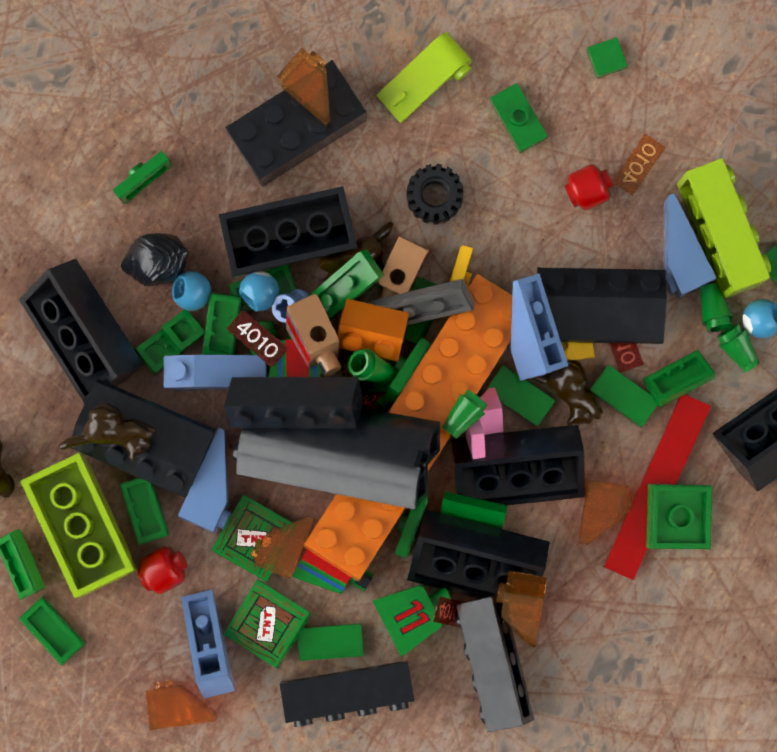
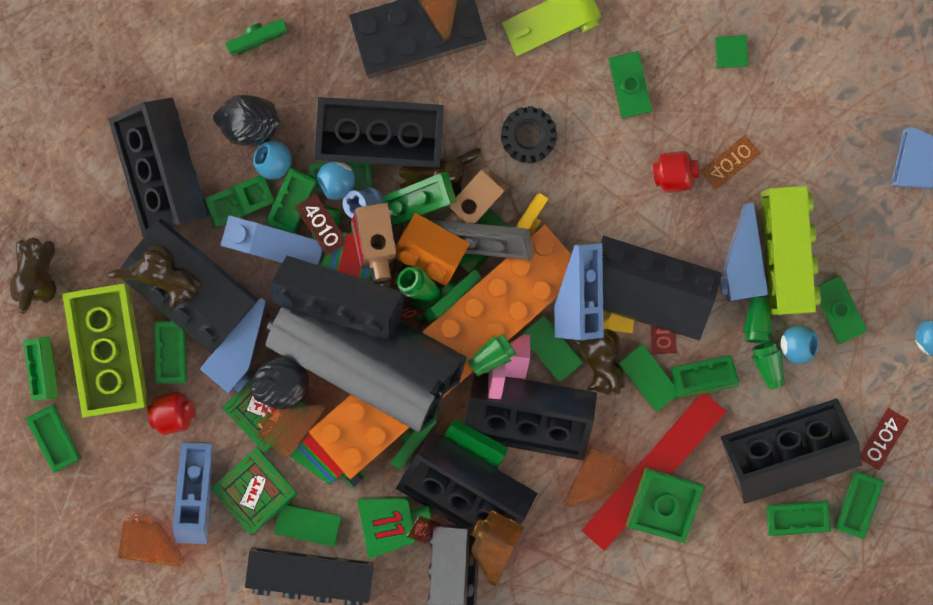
camera: 15 degrees right, 5 degrees up
(262, 506) = (280, 383): none -> black hair

